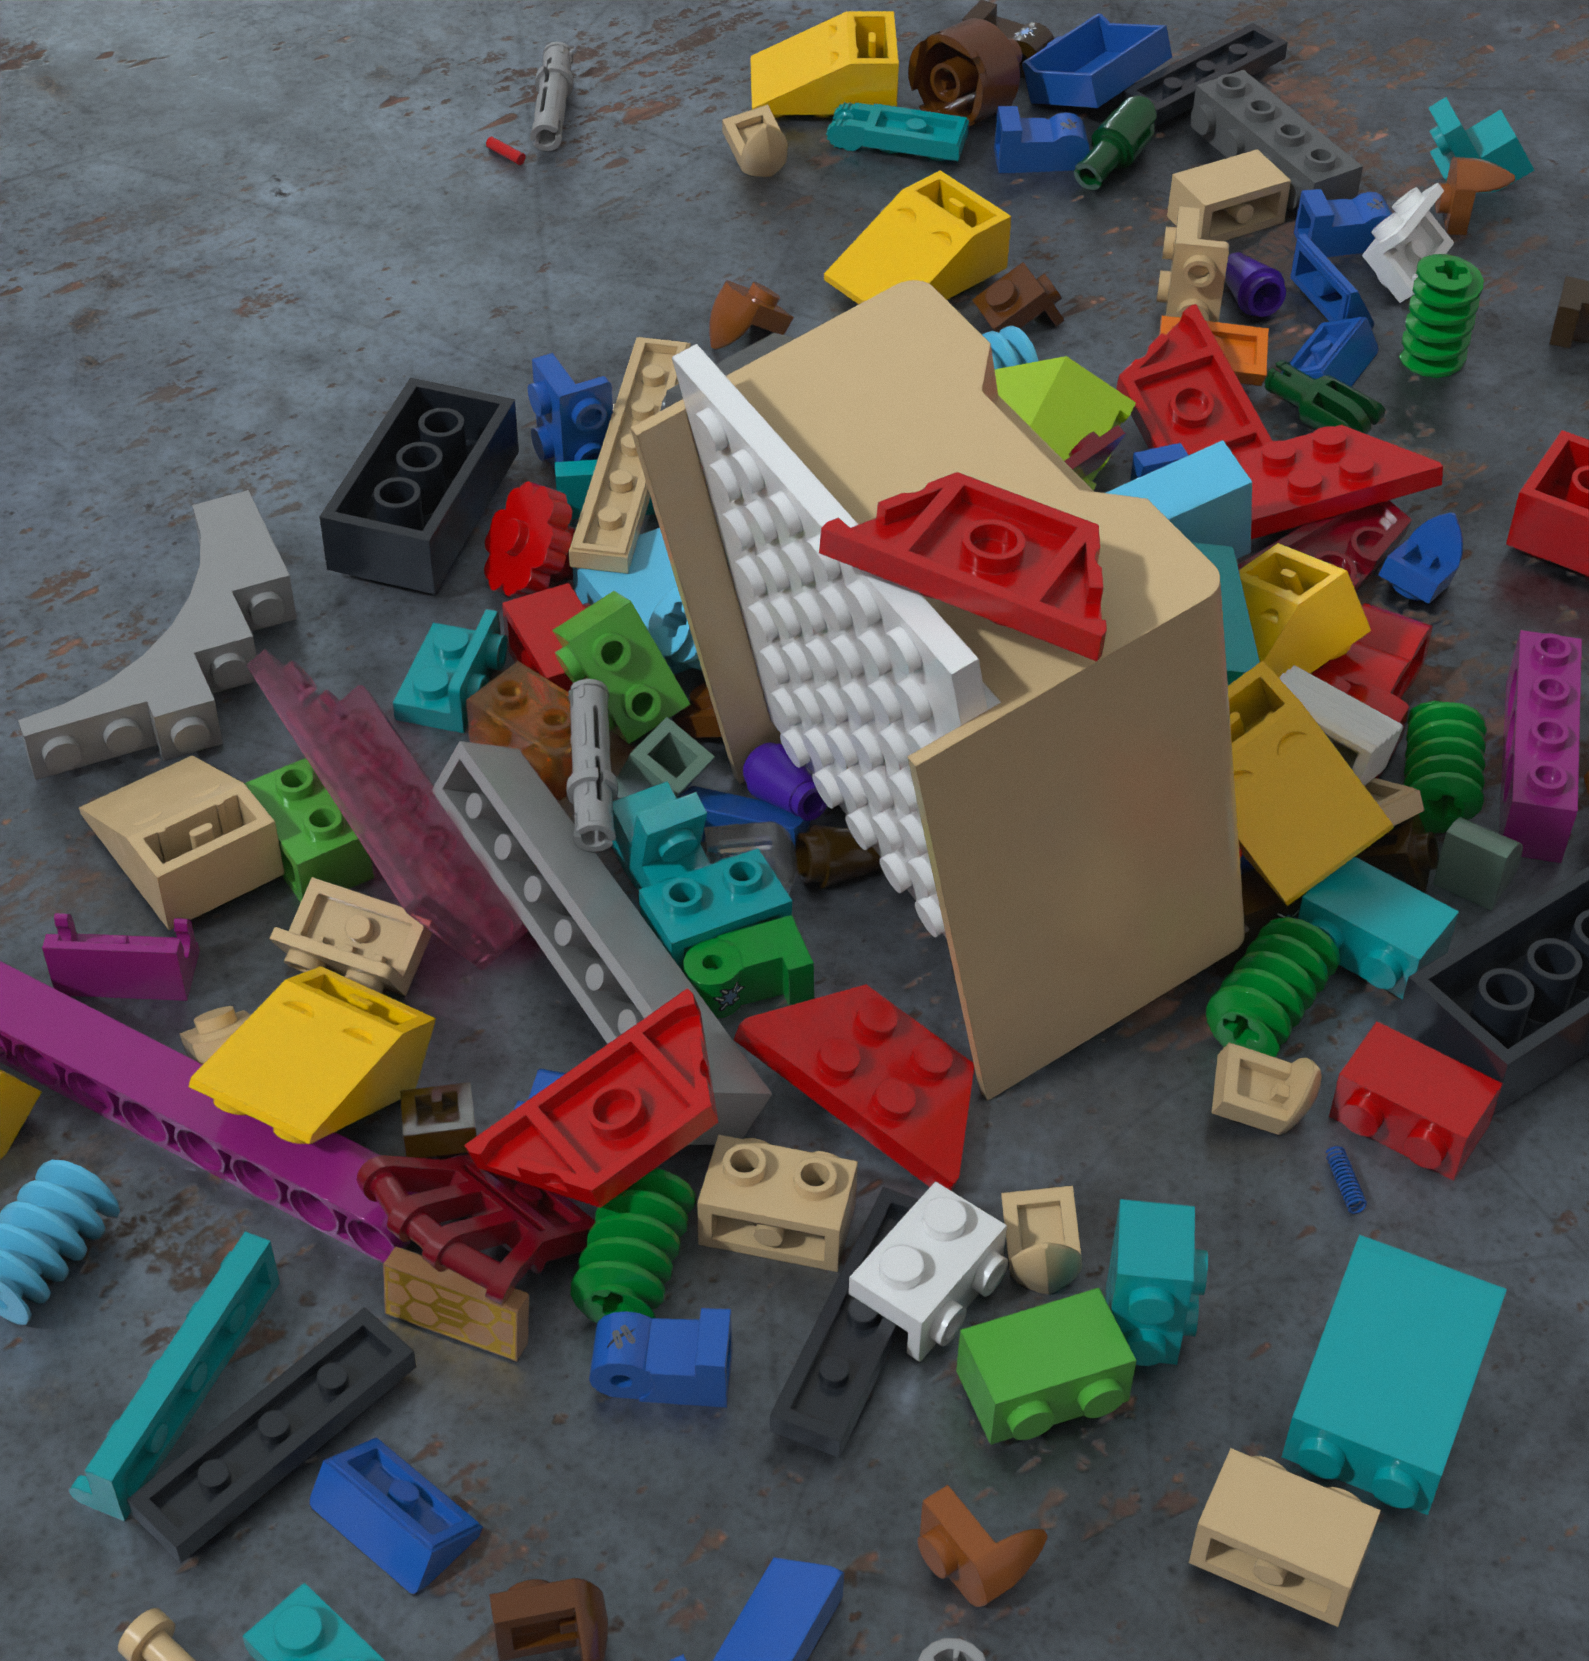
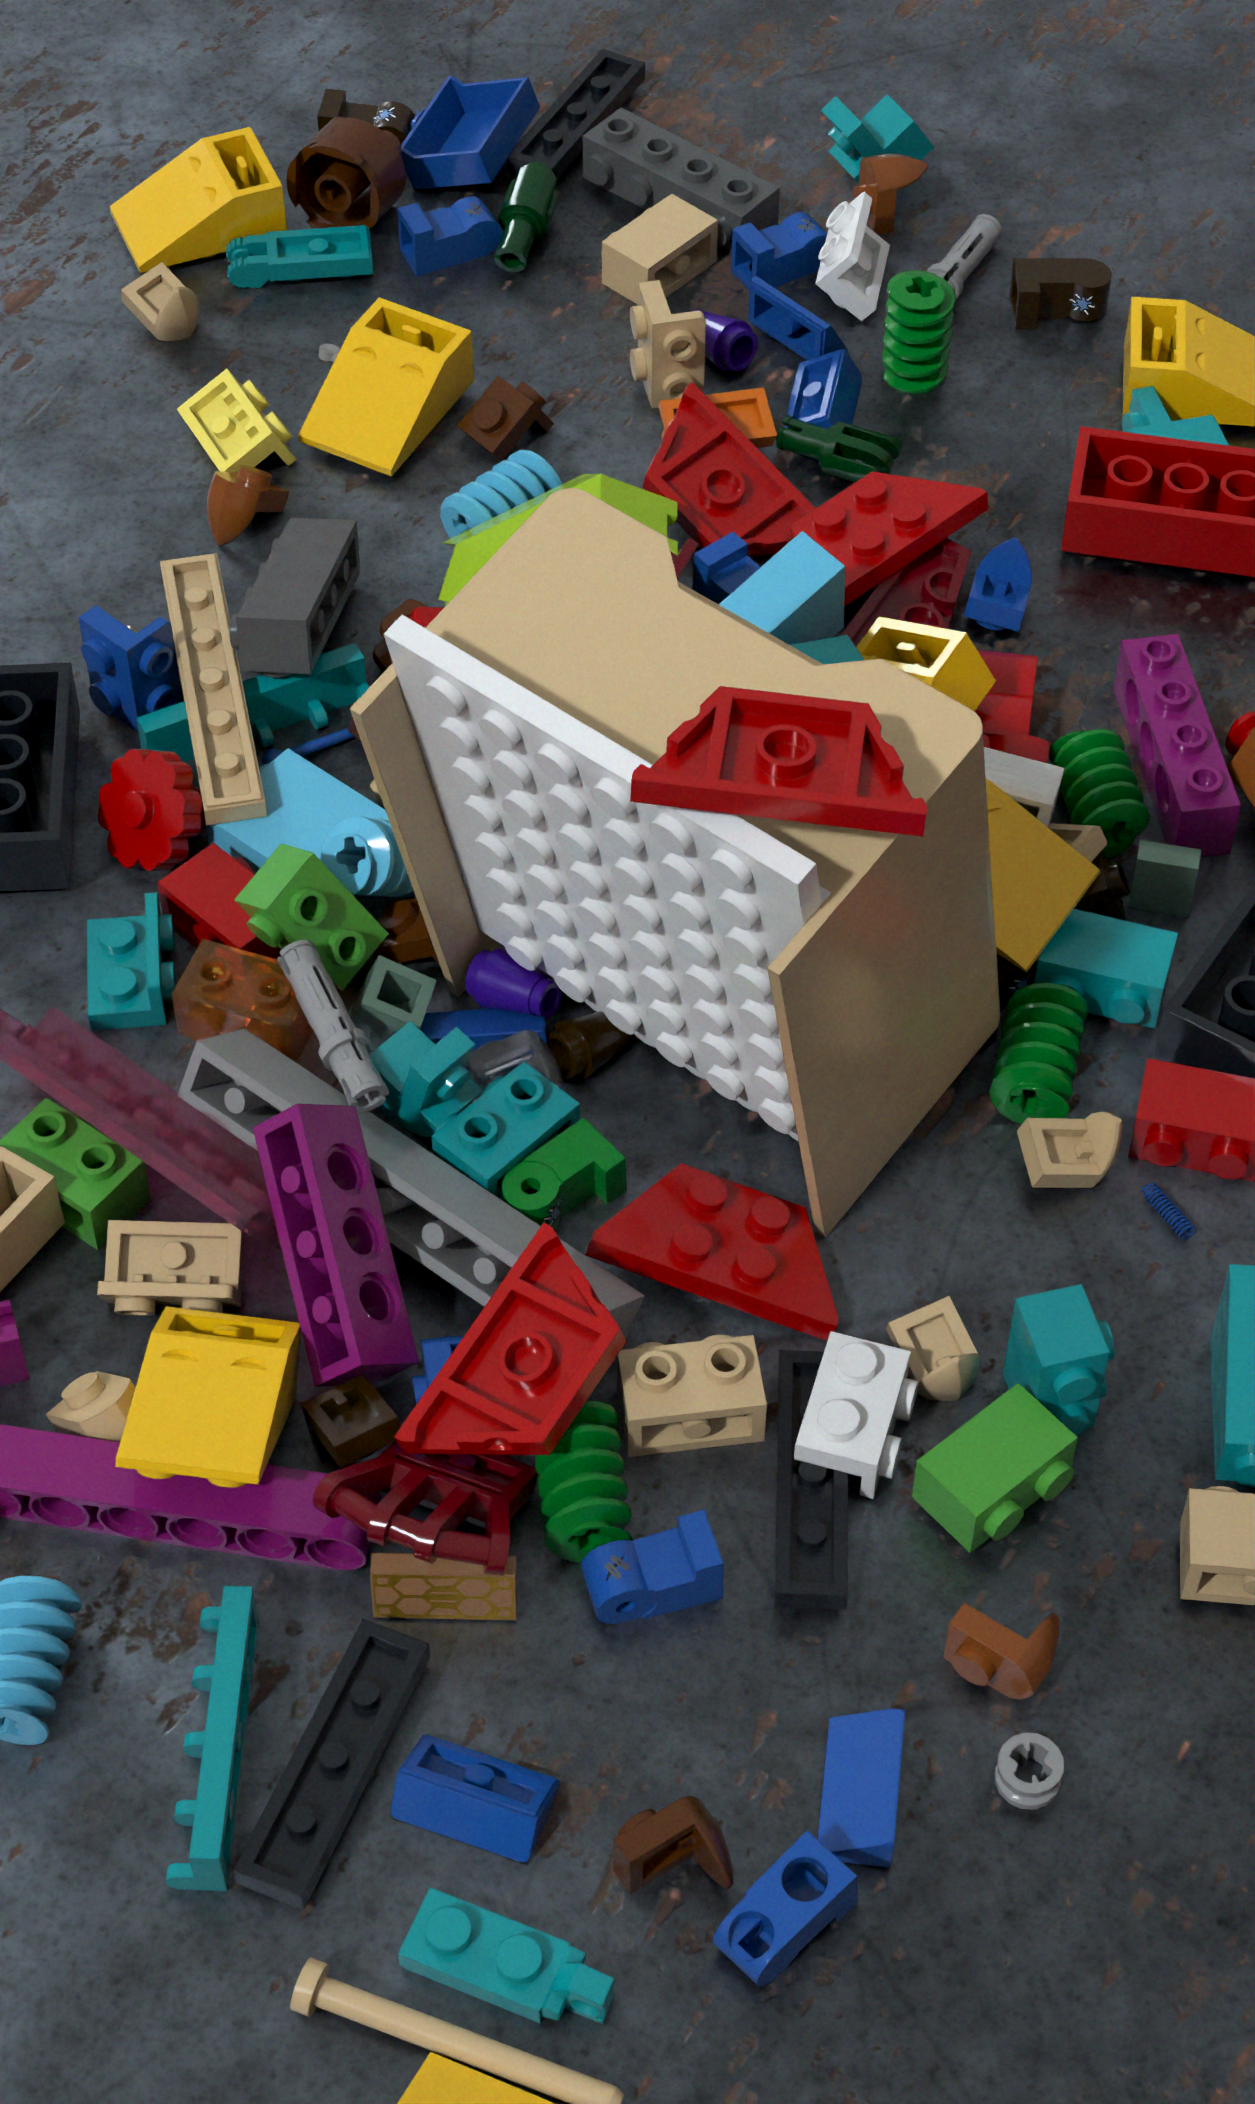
camera: 20 degrees left, 5 degrees up
(495, 955) = (335, 1244): none -> magenta brick
(772, 250) = (233, 426): none -> light yellow bracket
(1522, 269) = (977, 241): none -> light grey pin

